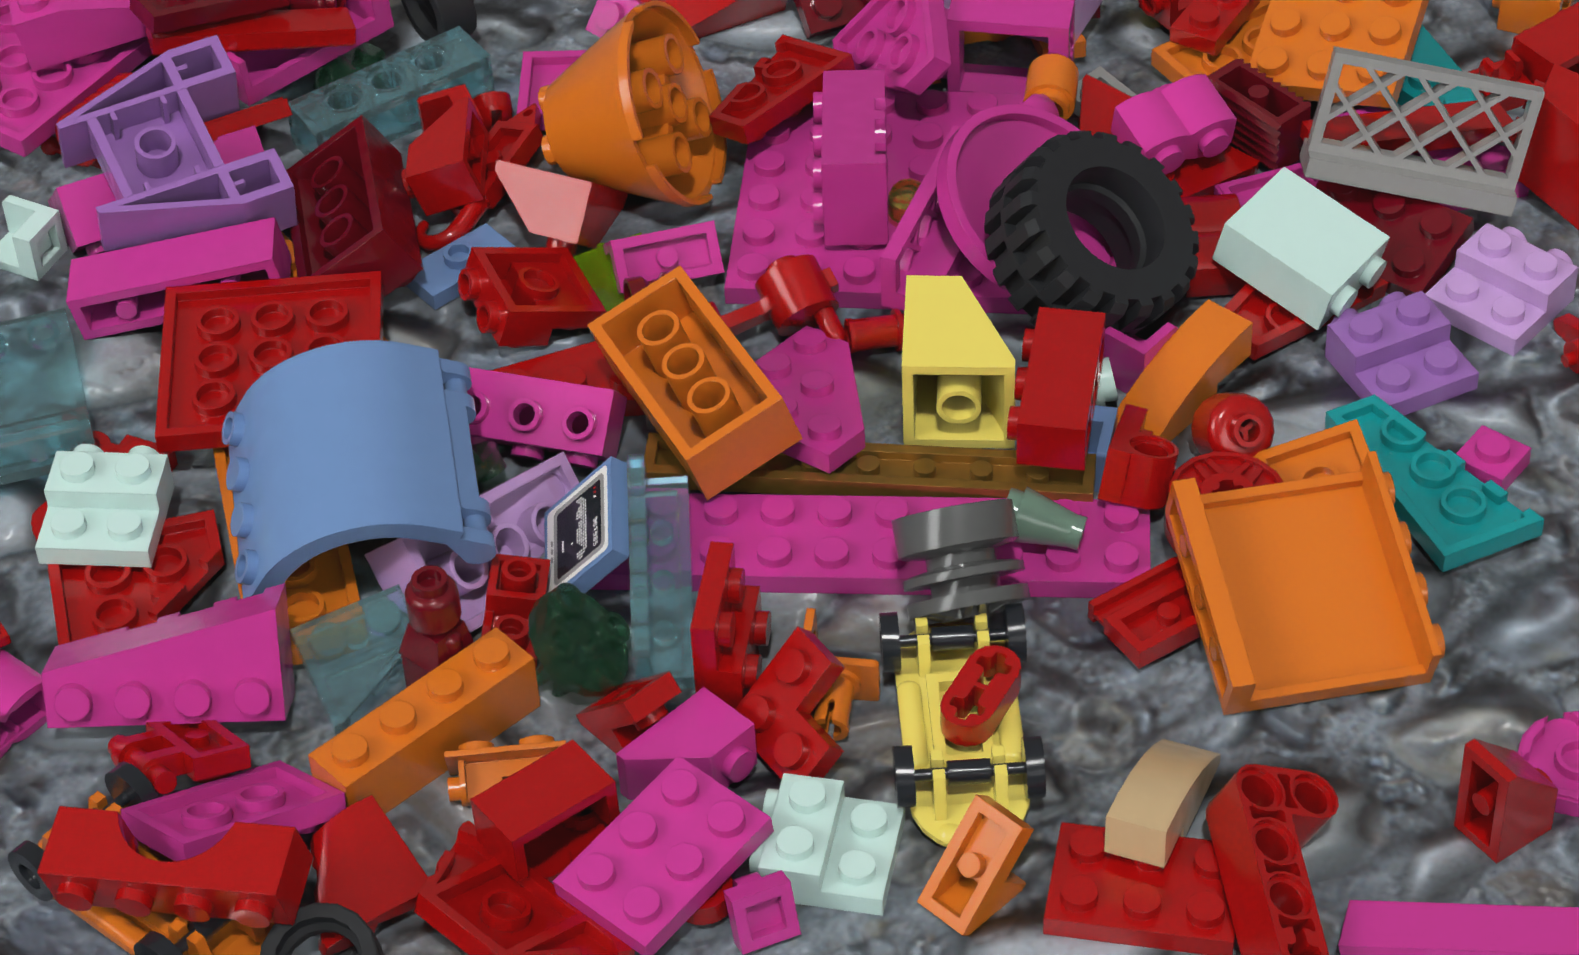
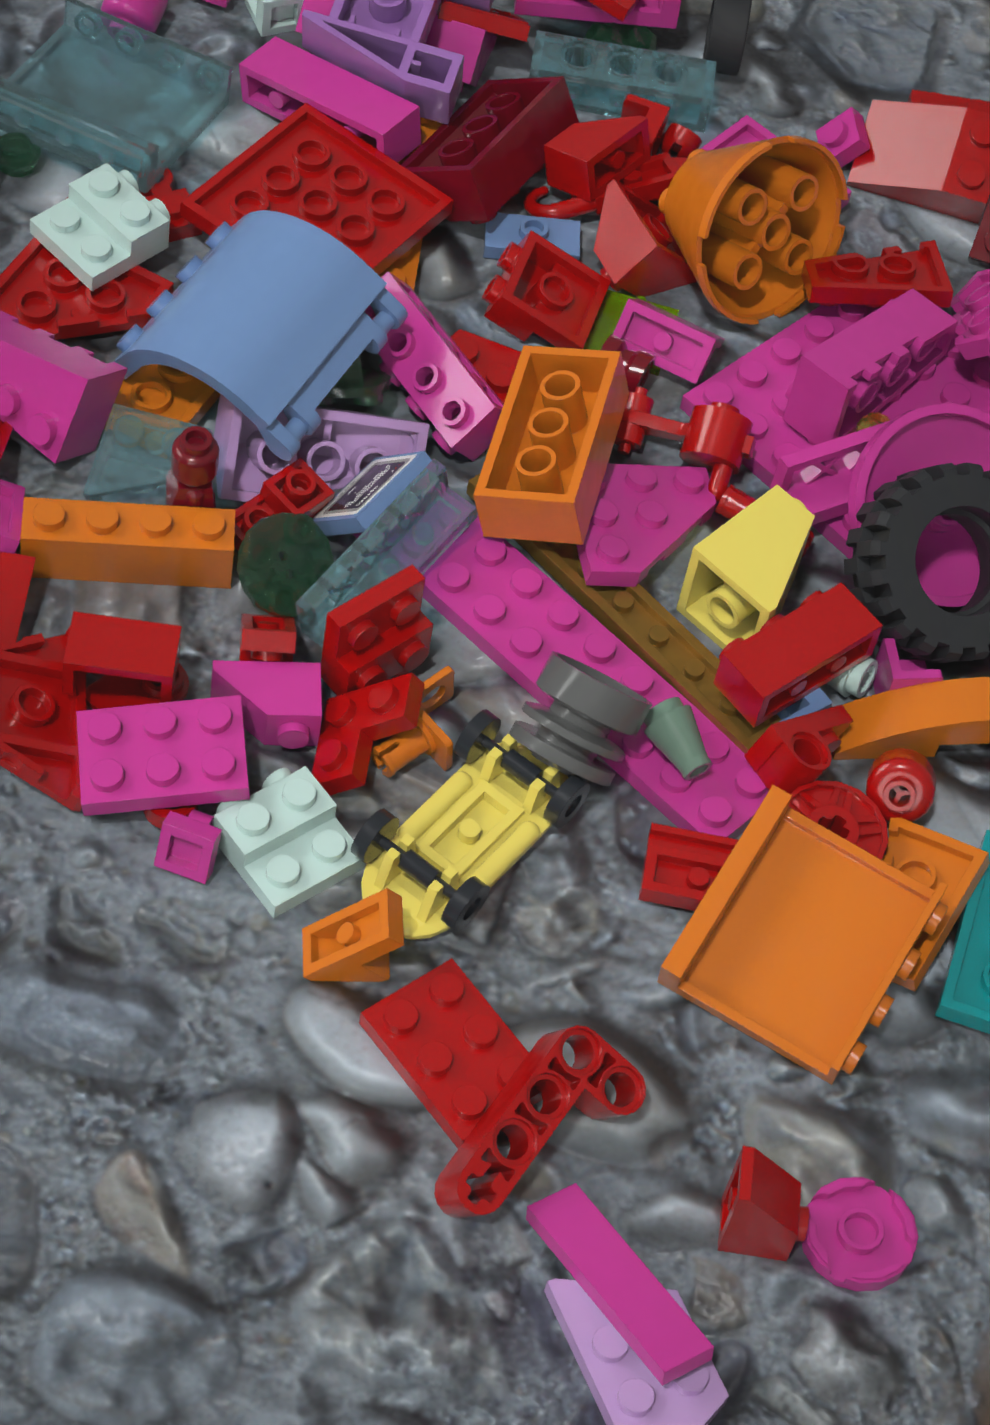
camera: 30 degrees right, 10 degrees up
(483, 765) = (135, 599): orange hinge -> none
(970, 691) = (491, 821): red beam -> none
(1159, 801) = (529, 1000): tan slope -> none

